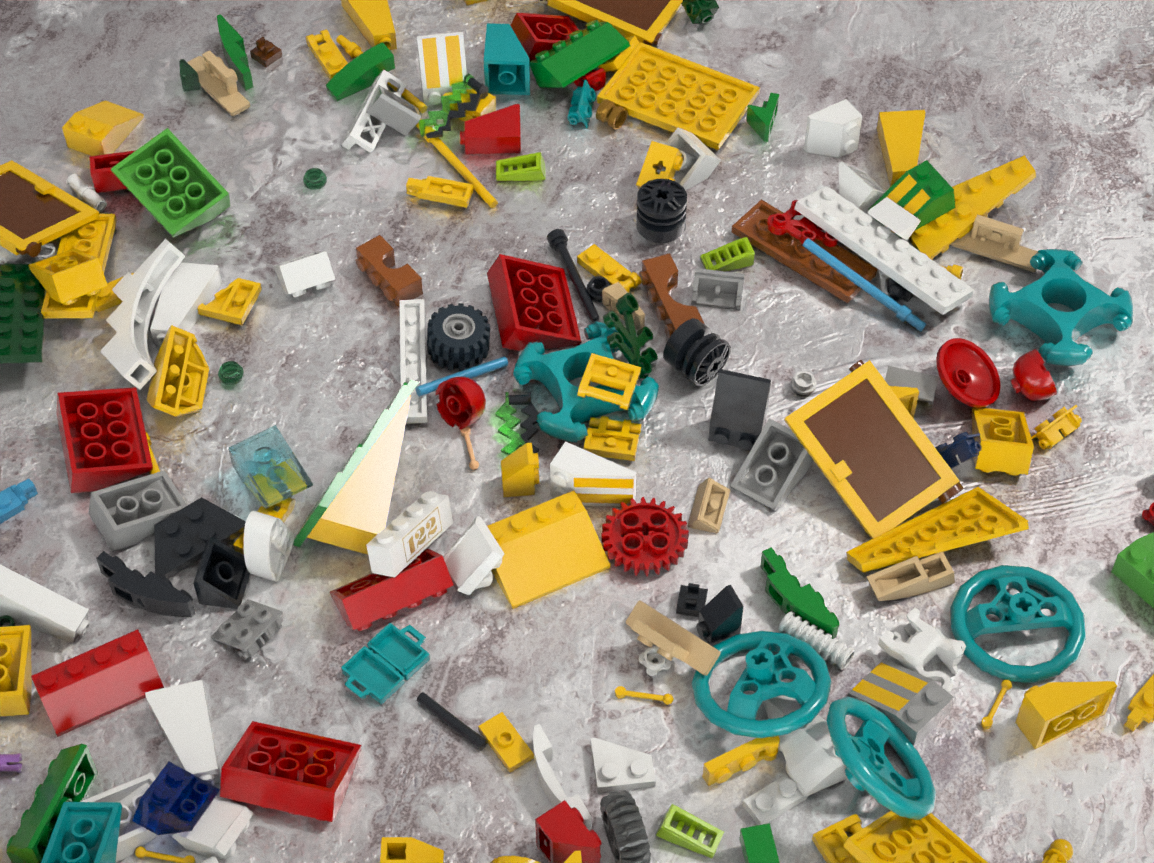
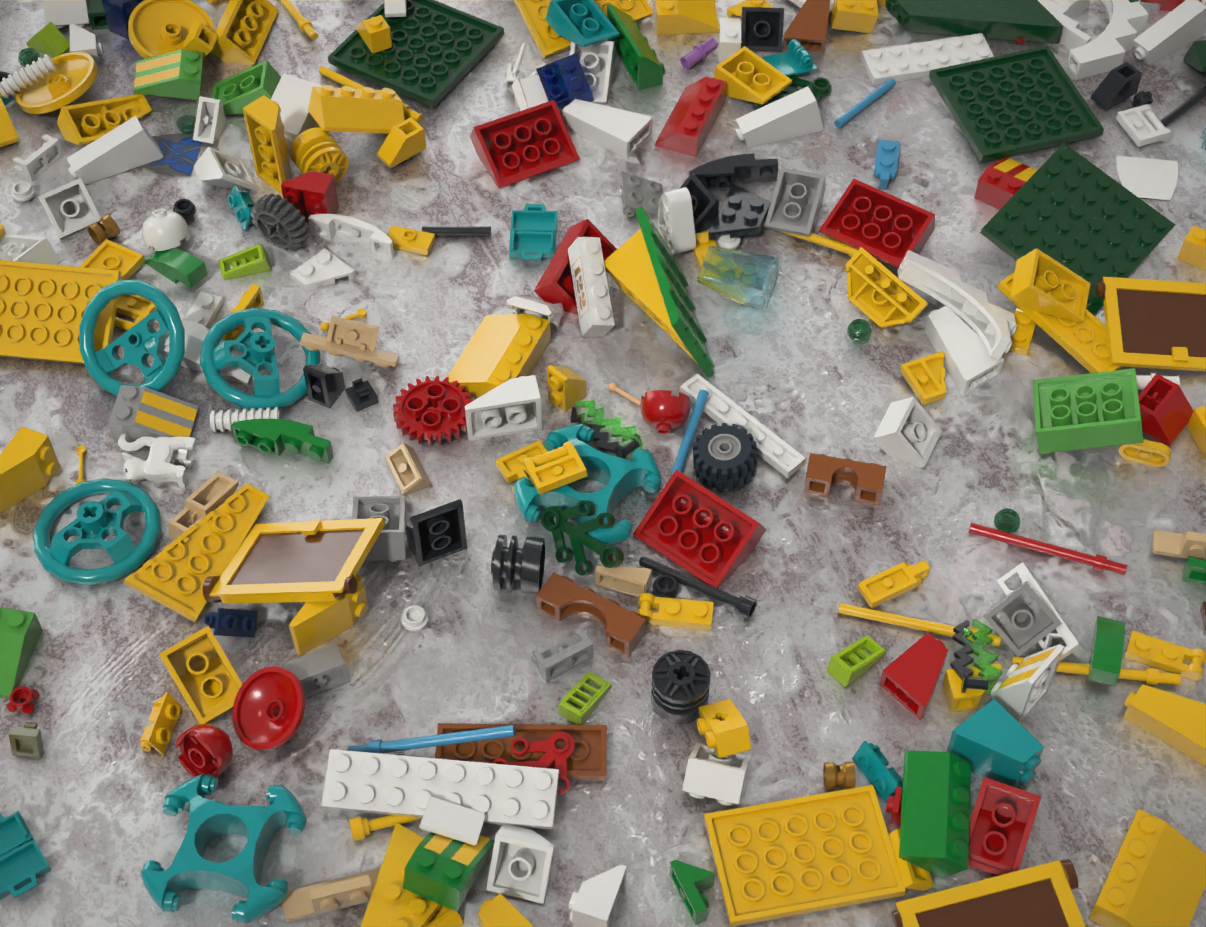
camera: 140 degrees right, 0 degrees up
(294, 123) = (1098, 562): none -> red bar

